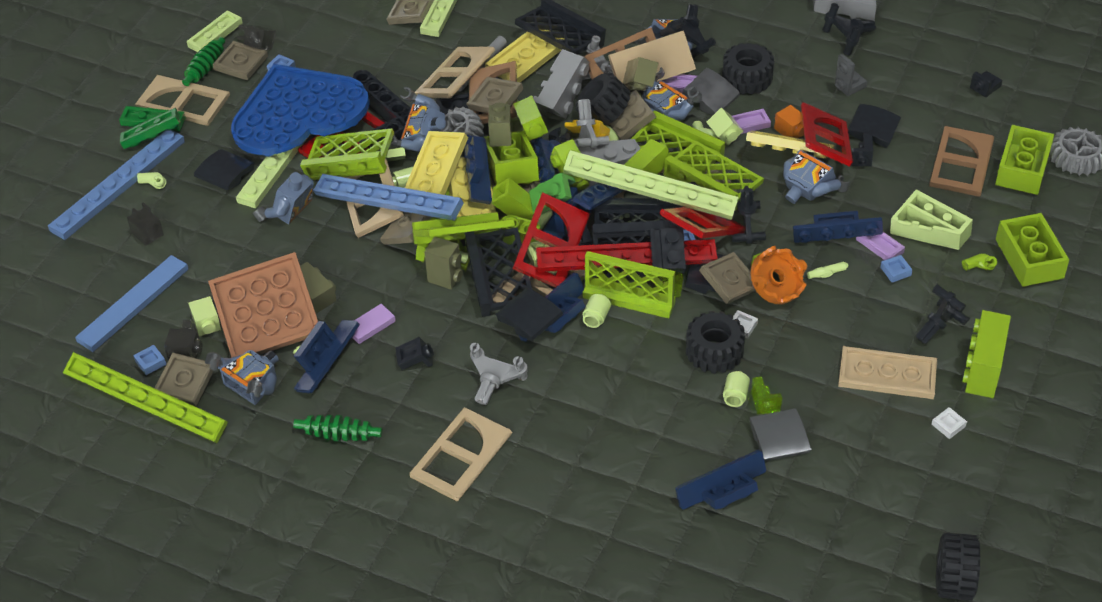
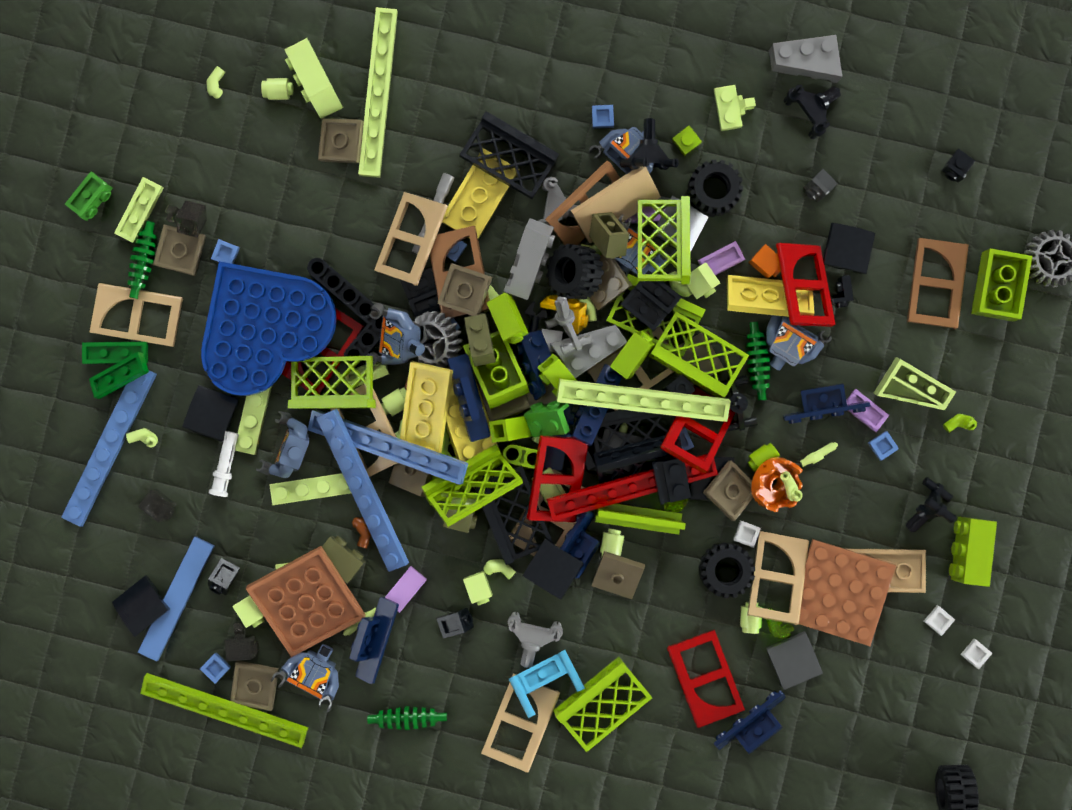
camera: 10 degrees left, 40 degrees up
(95, 302) = (140, 606): none -> black slope
(175, 18) = (89, 196): none -> bright green bracket
(185, 287) = (222, 577): none -> bracket
(218, 210) = (222, 474): none -> white pin
(303, 236) = (308, 489): none -> yellowish green plate
(343, 273) = (363, 530): none -> dark orange arm
(352, 236) = (362, 490): none -> medium blue plate
(446, 326) = (478, 588): none -> yellowish green brick
(475, 316) = (498, 565): none -> yellowish green arm
(496, 407) = (541, 675): none -> medium azure plate
(543, 430) = (594, 688): none -> lime fence
(597, 331) = (618, 575): none -> dark tan plate
(649, 15) = (602, 116): none -> medium blue plate
(669, 471) = (703, 712): none -> red window
(672, 127) = (650, 302): none -> black slope
(706, 85) = (682, 240): none -> lime fence
(726, 41) = (686, 140): none -> lime plate
(772, 26) = (731, 107): none -> yellowish green hinge
(773, 191) = (758, 361): none -> green piece
(792, 341) = (797, 552): none -> tan window
(794, 284) = (791, 487): none -> yellowish green arm
(839, 380) = (844, 592): none -> nougat plate
(991, 458) = (976, 653): none -> white tile
(1032, 249) = (1010, 408): lime brick -> none

